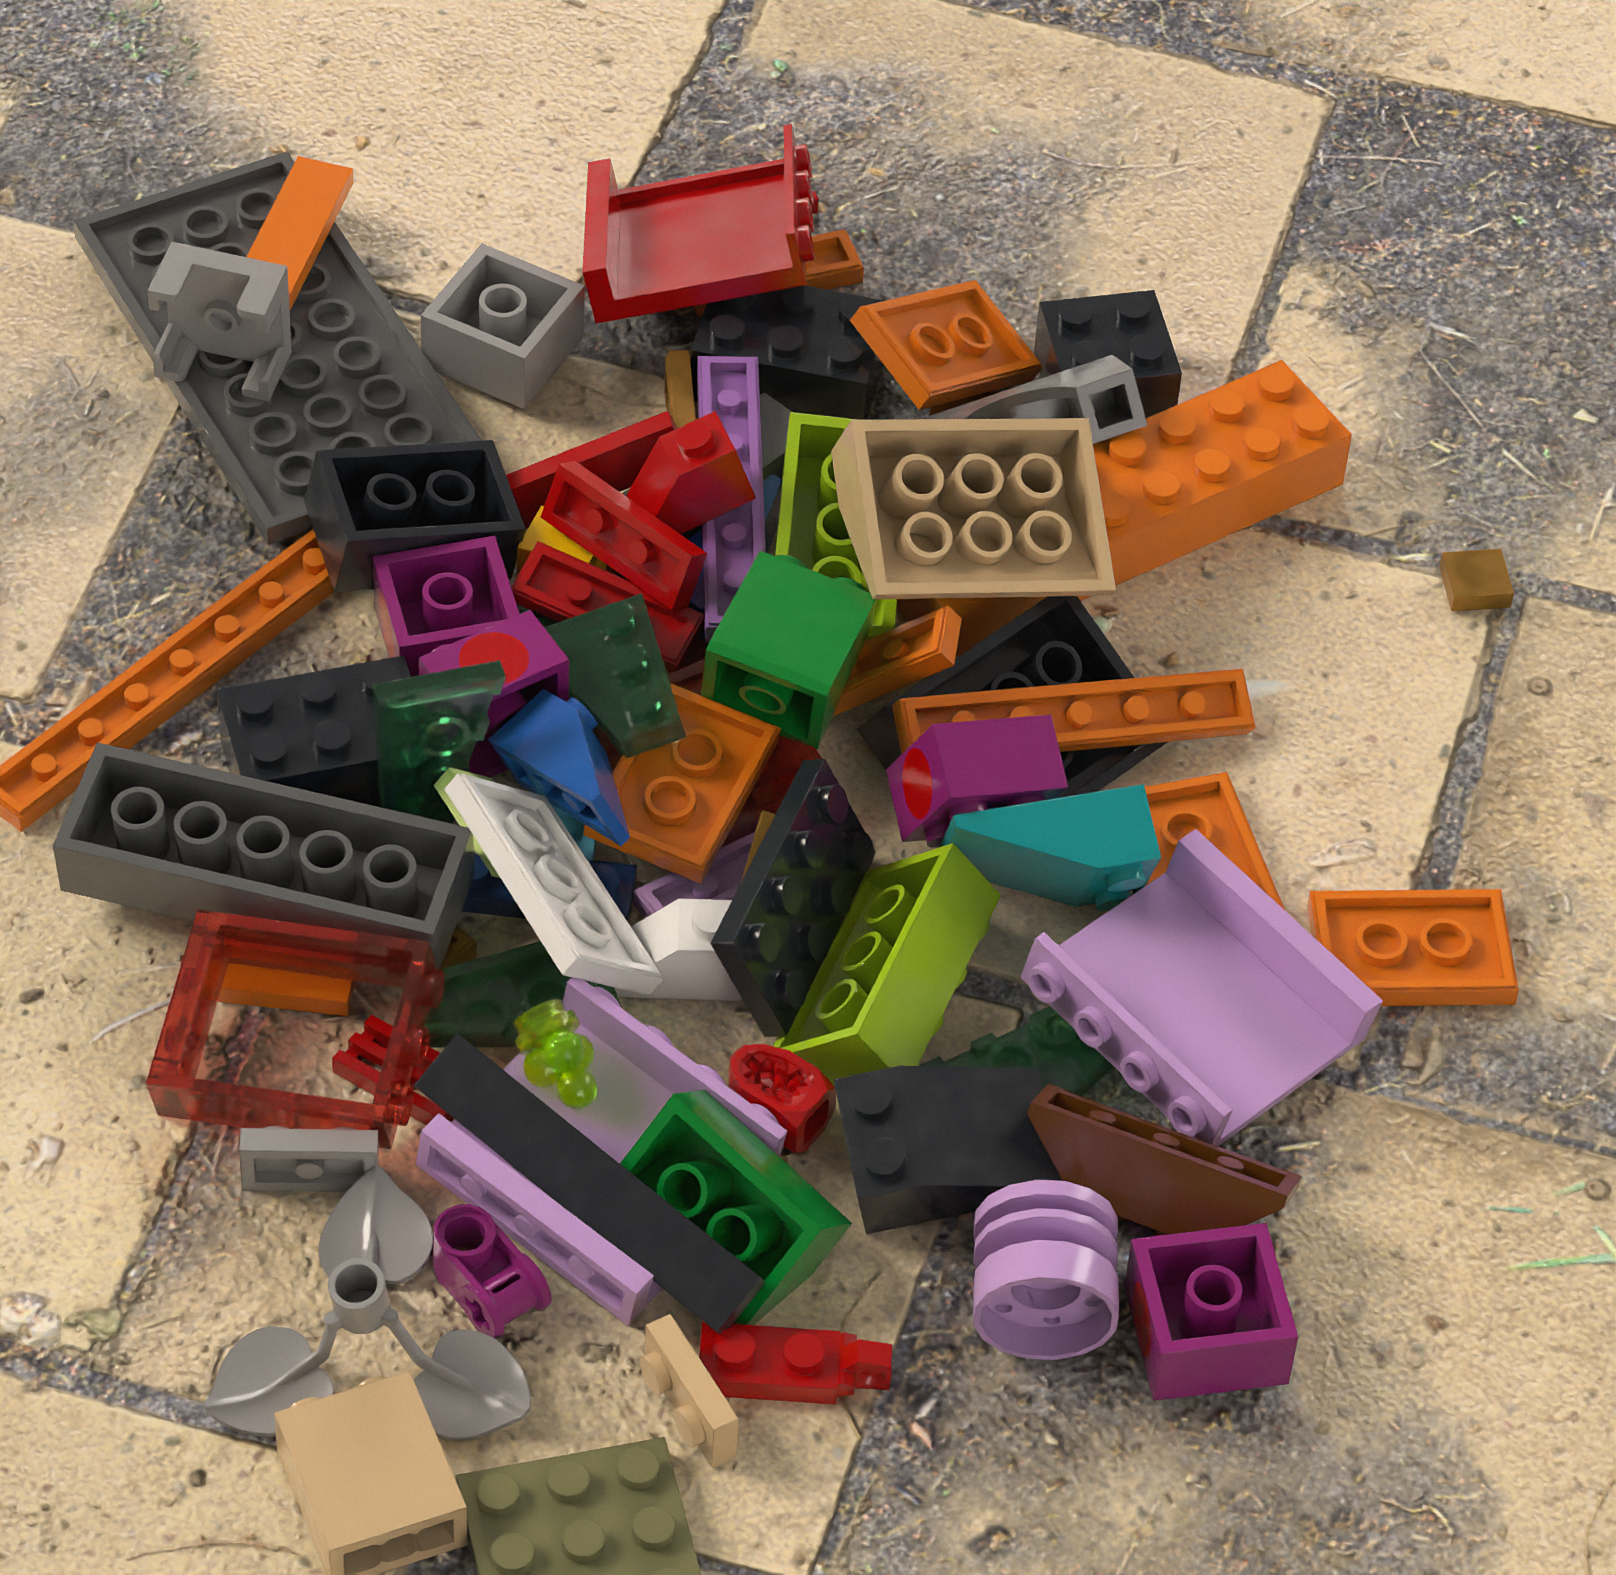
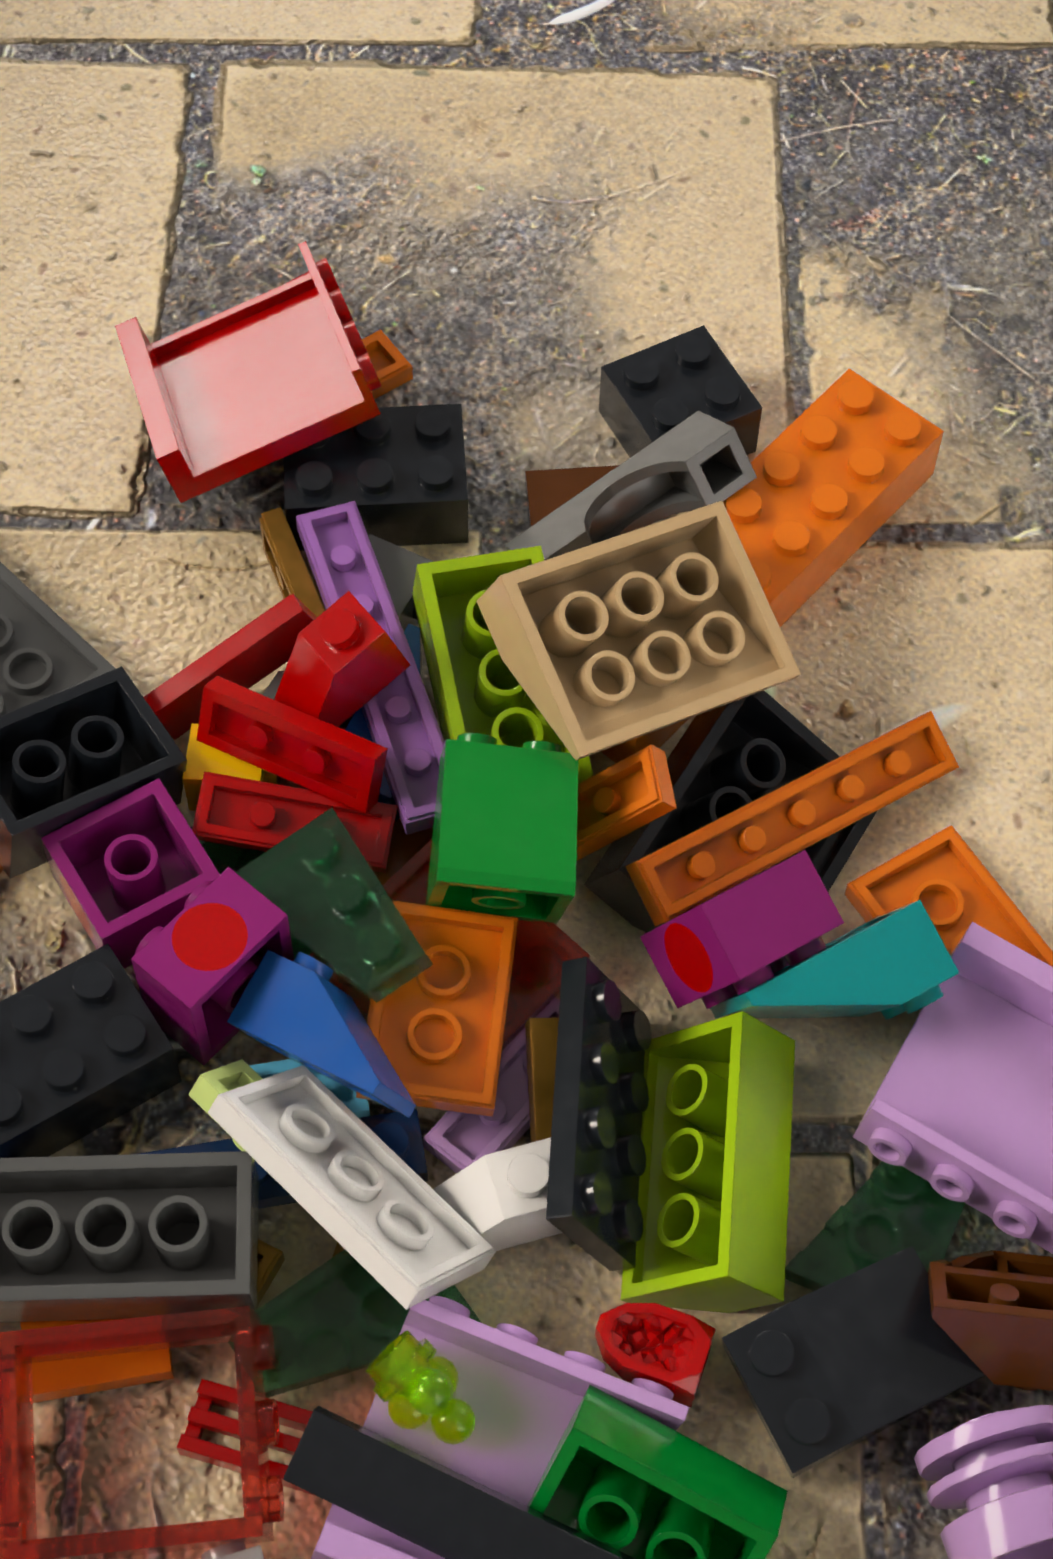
camera: 15 degrees left, 10 degrees up
(428, 727) = (166, 1047): clear green wing -> none
(503, 325) = (86, 526): light grey brick -> none
(946, 344) = (525, 434): orange tile -> none

